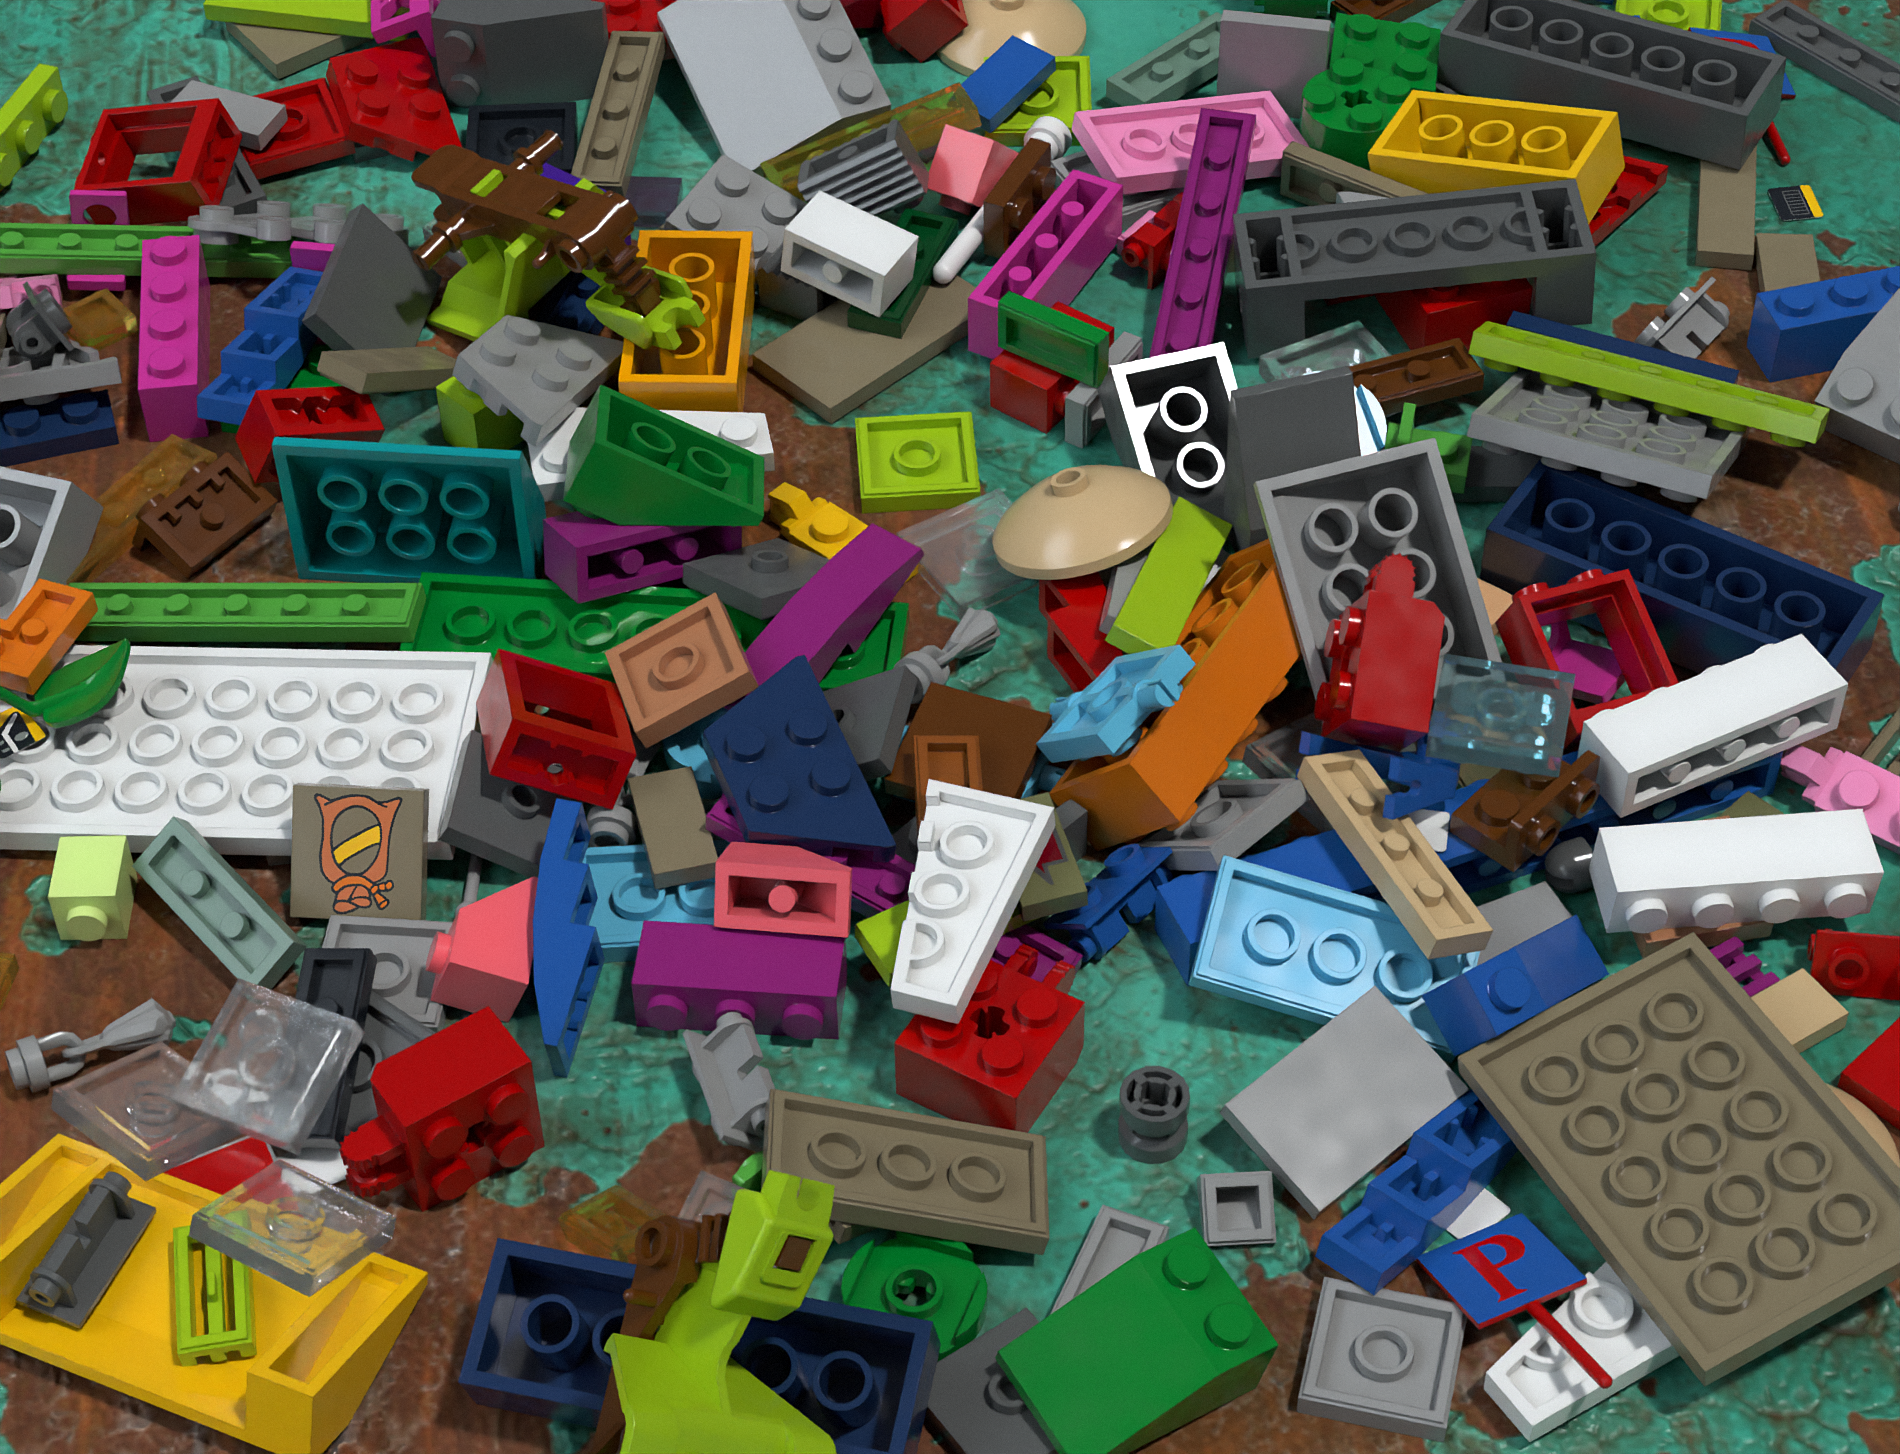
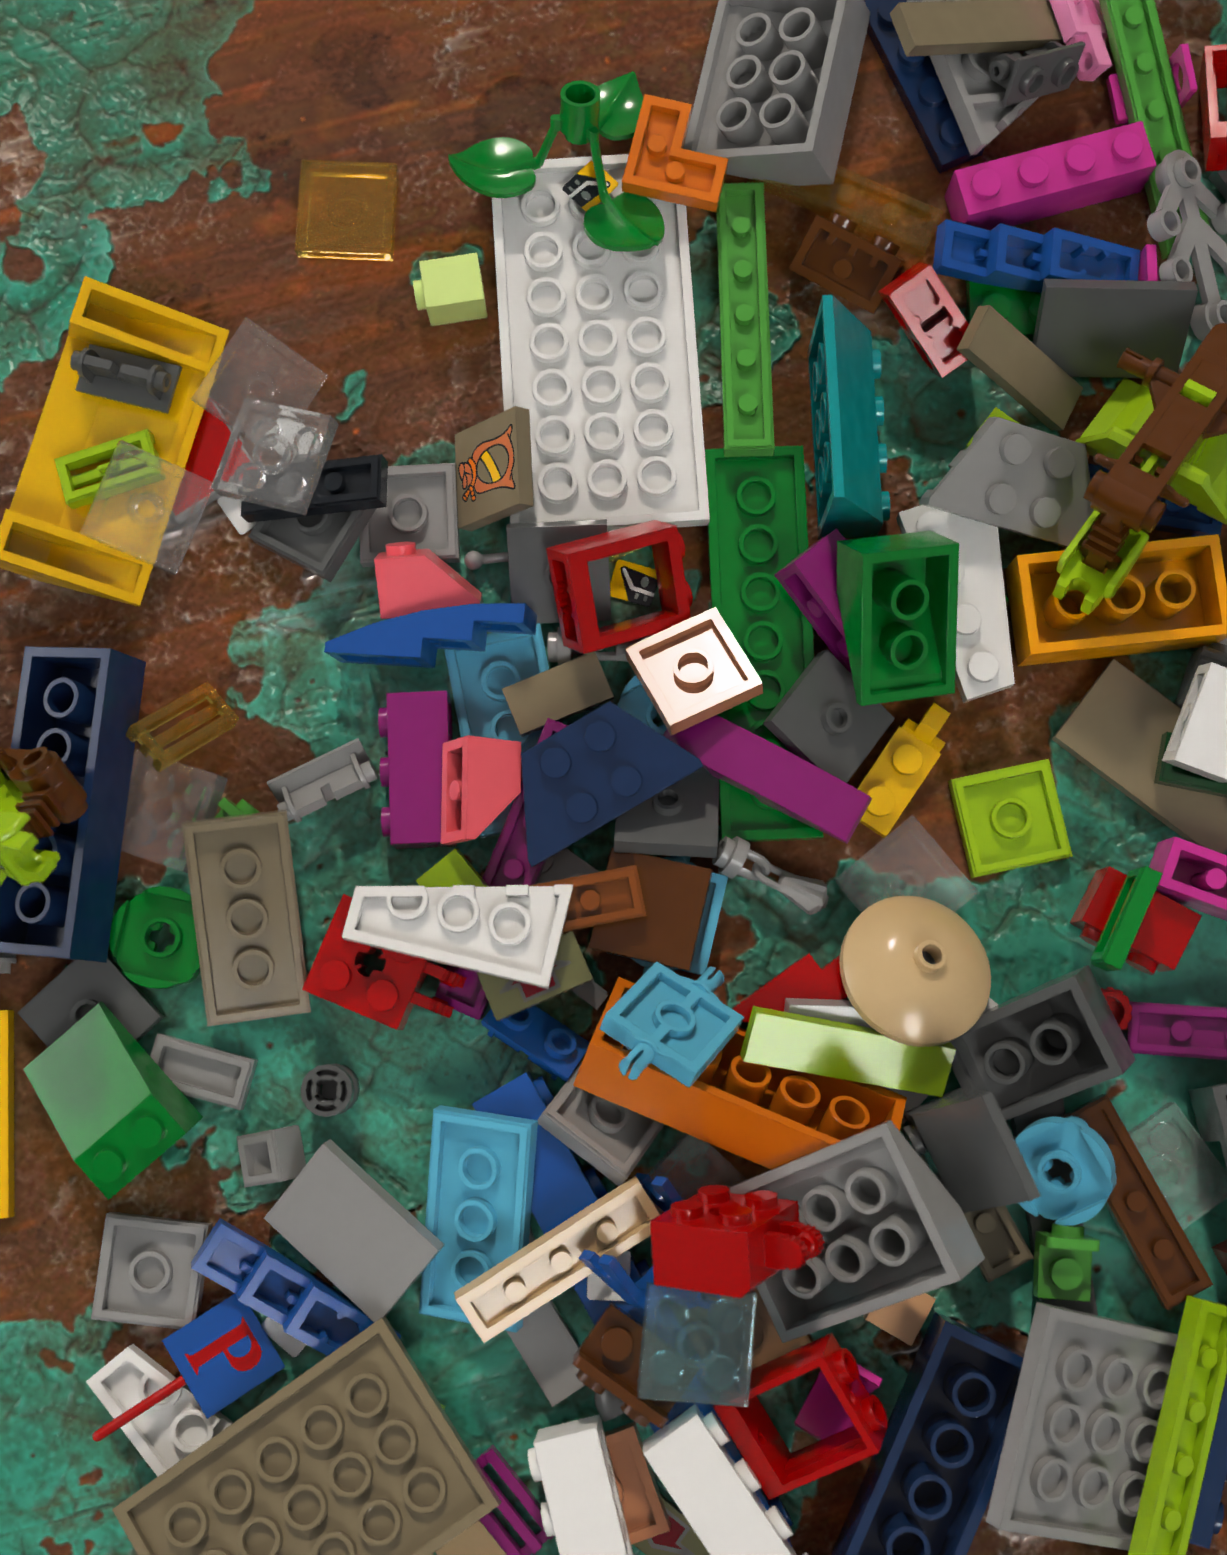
camera: 85 degrees right, 35 degrees up
(100, 320) = (1075, 113): clear yellow tile -> none
(133, 1031) = (336, 358): light grey piece -> none
(218, 905) = (442, 382): sand green plate -> none
(446, 1114) = (249, 582): red hinge -> none
(1083, 405) = (1131, 976): light grey tile -> none
(1515, 985) = (453, 1361): blue slope -> none

